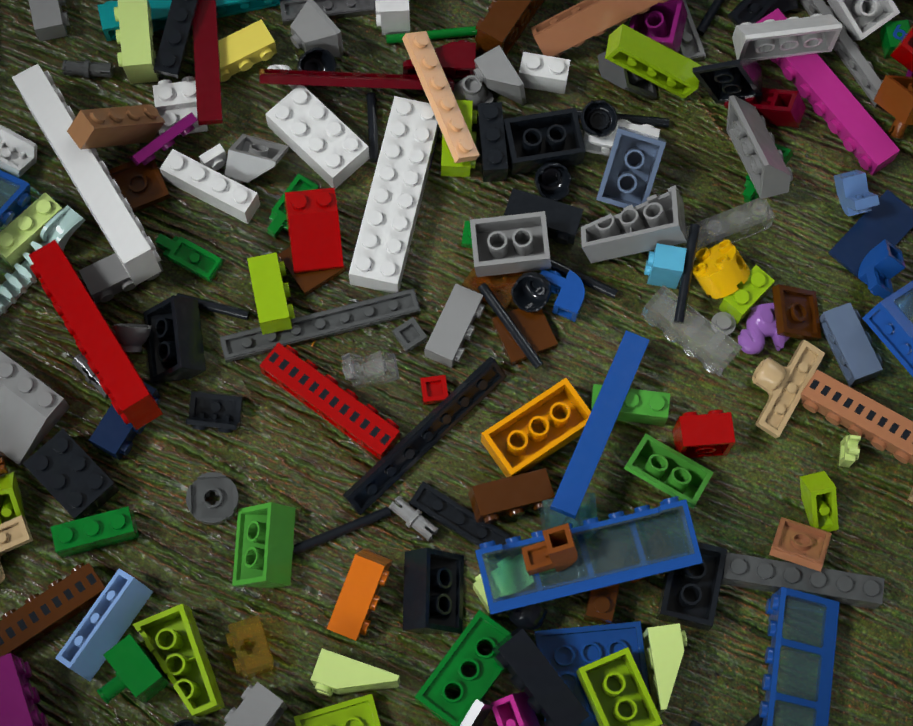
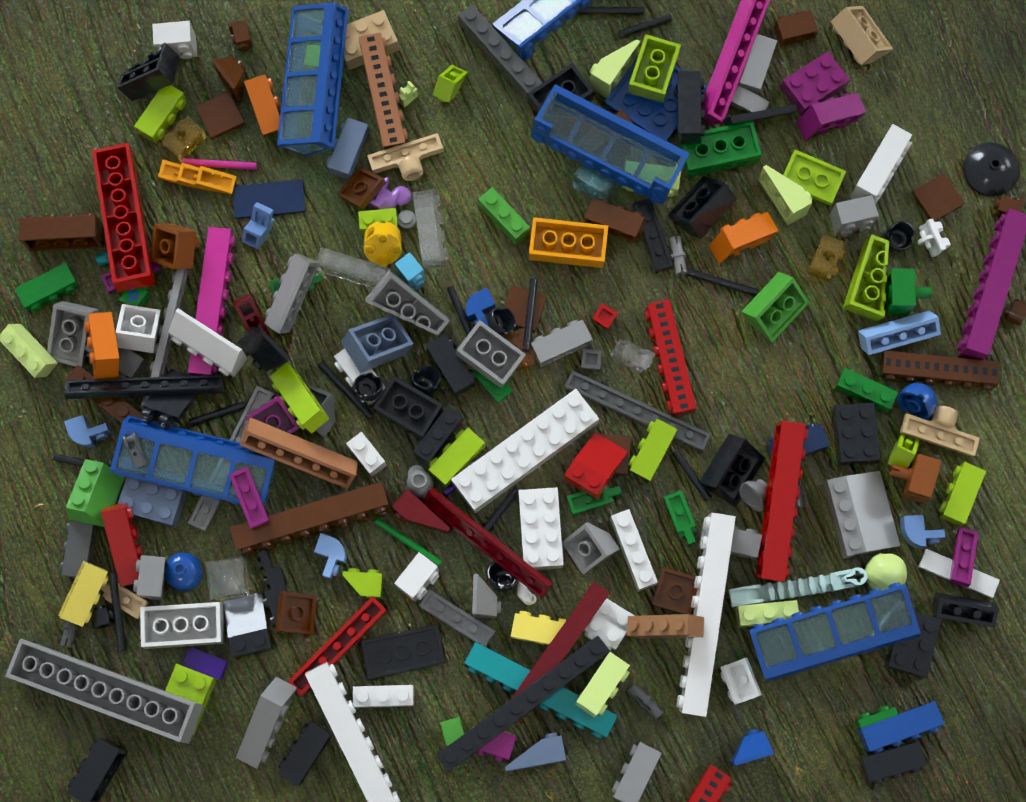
camera: 135 degrees left, 5 degrees up
(28, 568) = (918, 400): none -> blue cylinder
(164, 140) = (639, 601): magenta plate -> none
(202, 489) = (781, 347): dark grey plate -> none
(214, 158) = (616, 567): white plate -> none
(215, 411) = (742, 405): black bracket -> none
(424, 436) = (632, 294): black tile -> none
(440, 97) = (447, 484): light nougat plate -> none
(499, 75) = (398, 470): light grey slope -> none
(555, 552) = (628, 161): dark orange brick -> none
(599, 425) = (534, 209): blue tile -> none
(668, 470) = (521, 159): bright green slope -> none
(687, 274) = (413, 248): black bar -> none
(704, 434) = (480, 163): red brick -> none
(800, 544) = (483, 68): nougat plate -> none
(879, 267) = (292, 173): blue brick -> none

